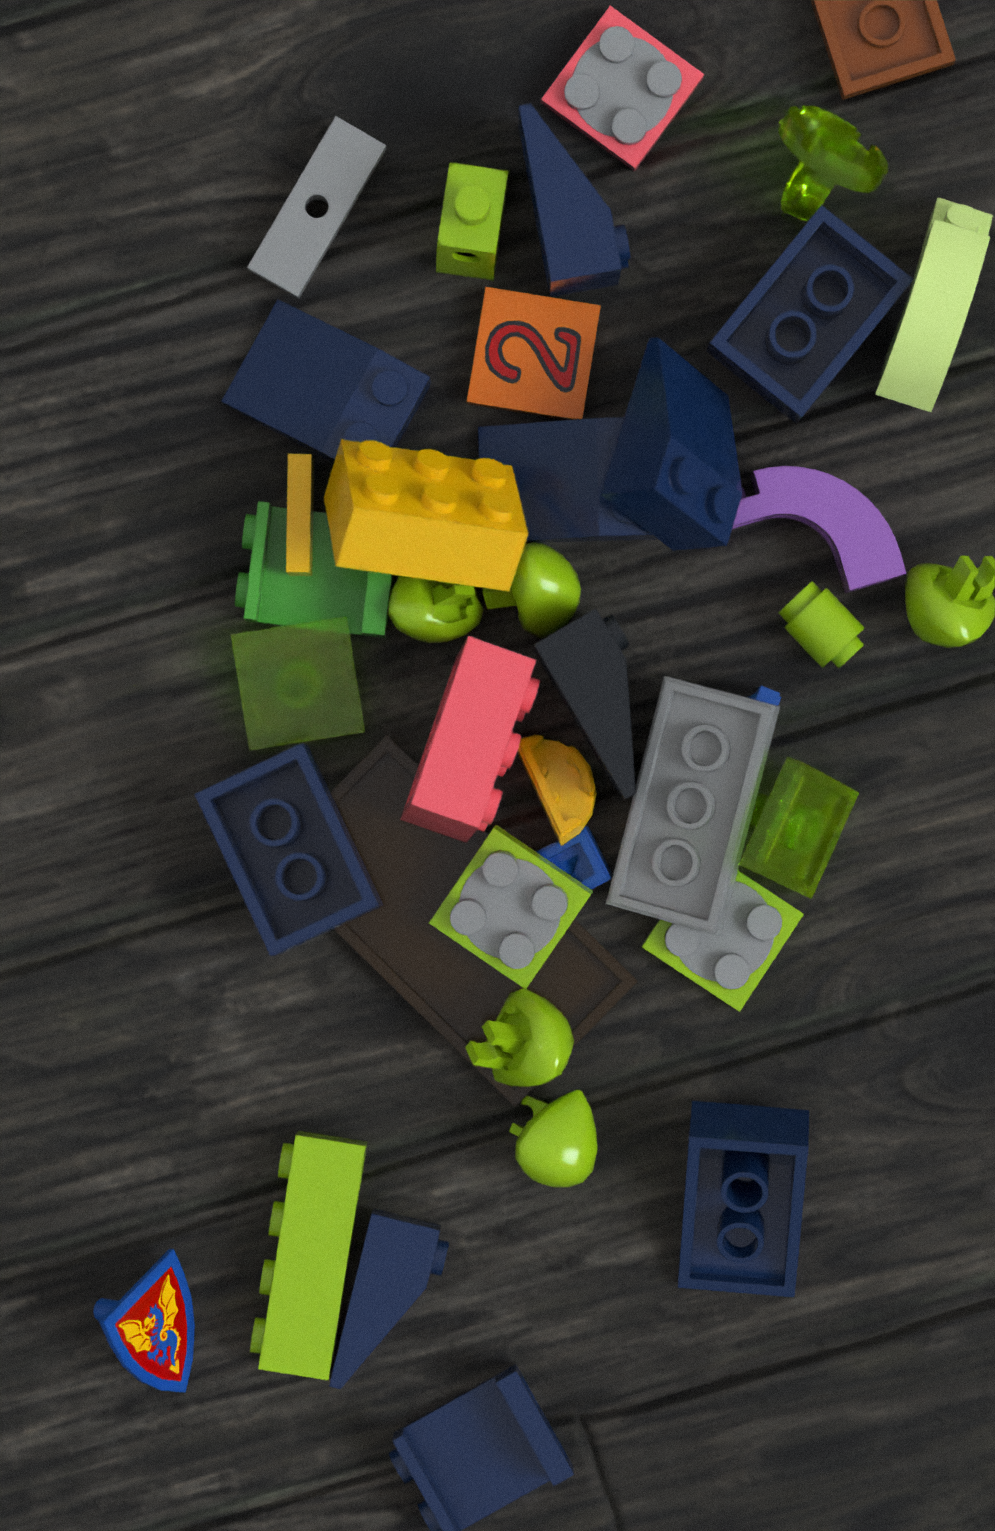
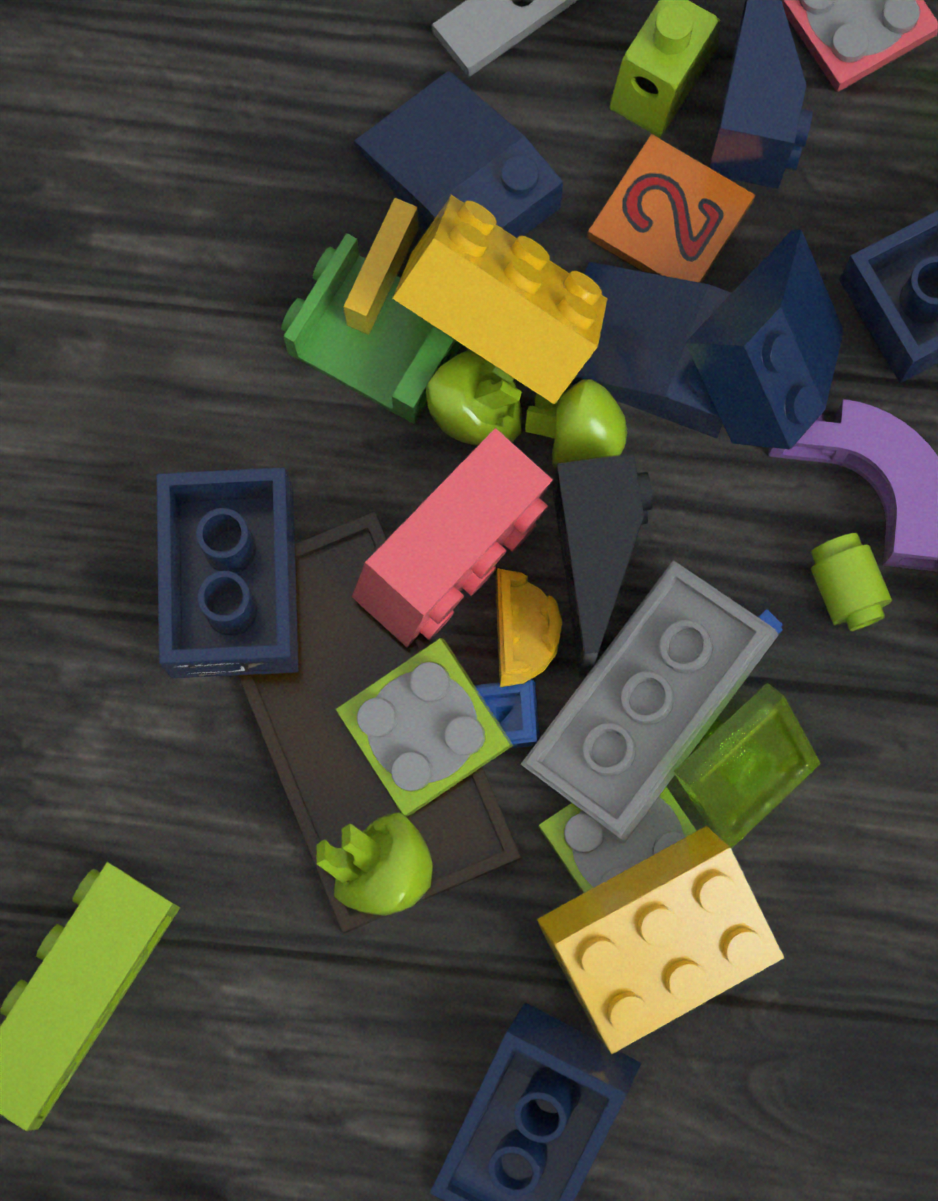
camera: 25 degrees right, 10 degrees down
(298, 682) = (312, 424): clear neon green tile -> none
(389, 1279) = (138, 1052): dark blue slope -> none
(558, 1141) = (370, 984): lime piece -> none
(783, 1003) = (660, 938): none -> yellow brick

